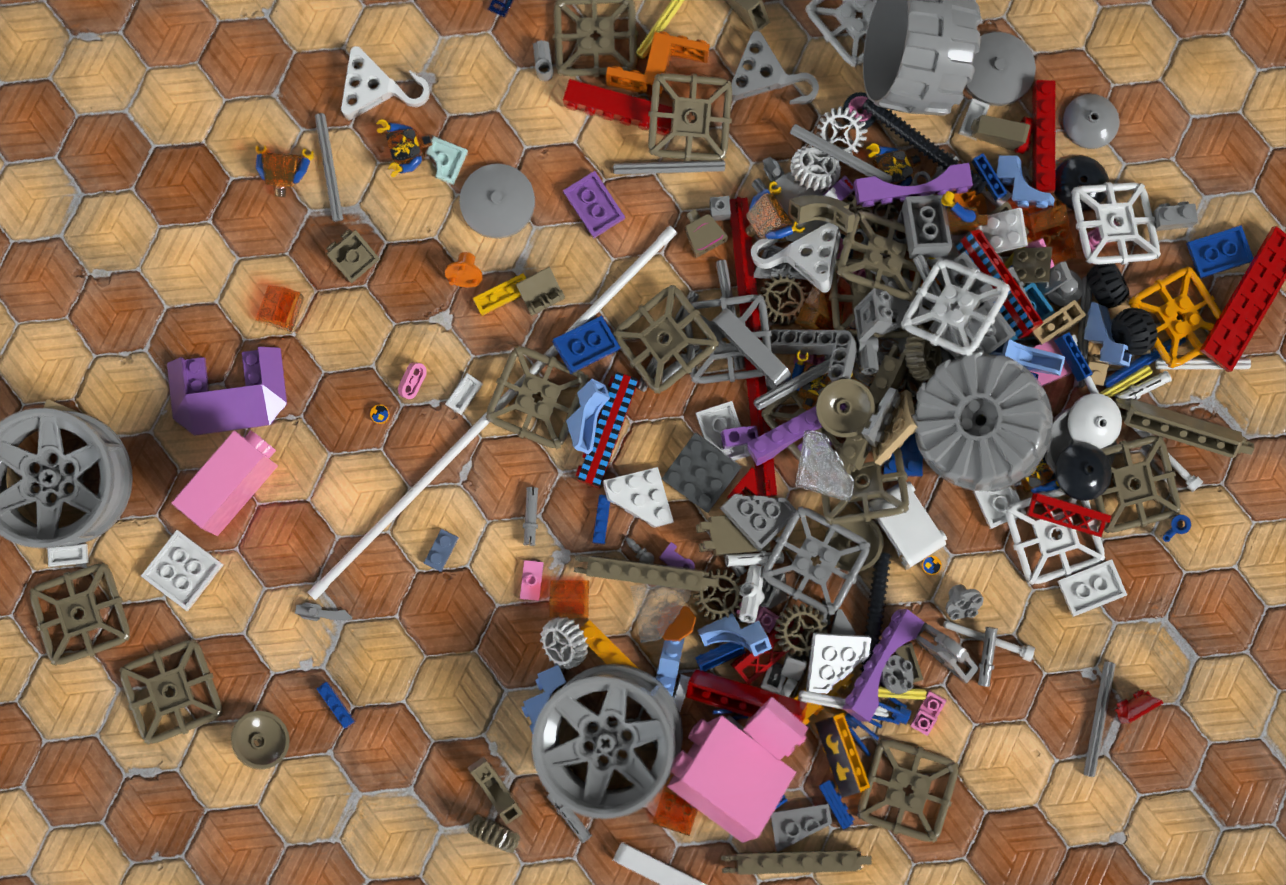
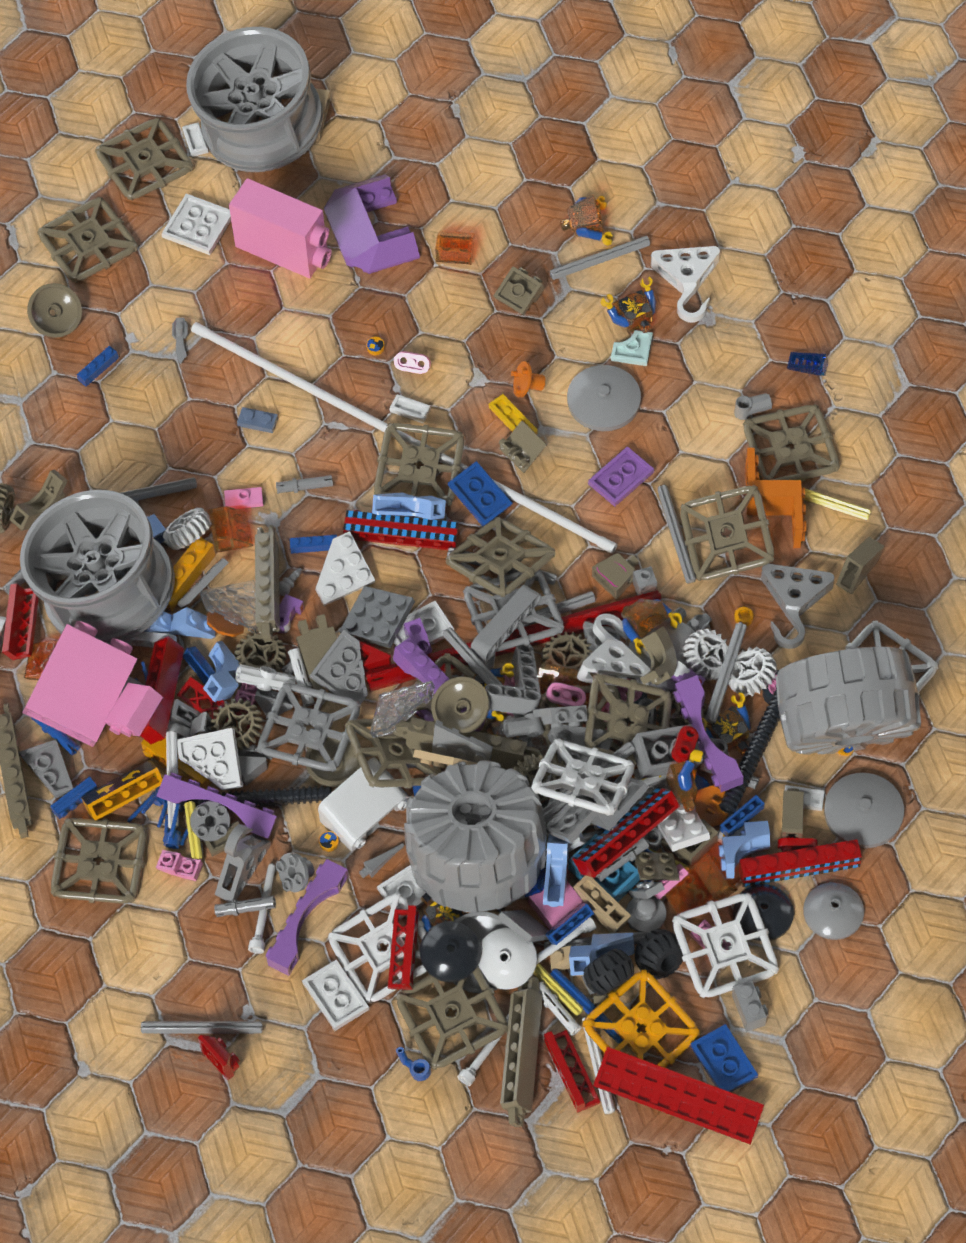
camera: 80 degrees right, 20 degrees down
(502, 683) = (161, 489): none -> light grey axle
(614, 106) = (724, 466): red brick -> none
(629, 637) = (202, 583): none -> light grey tile
(631, 836) = (16, 623): none -> red fence
(773, 126) = (744, 615): none -> light orange tile
(843, 308) = (565, 696): none -> bright pink plate
(929, 207) = (685, 743): none -> red plate
(965, 526) = (373, 865): none -> light grey piece
(977, 573) = (327, 883): none -> medium lavender arch
(1070, 397) = (524, 925): none -> light grey tile
(1208, 393) = (564, 1070): none -> red fence

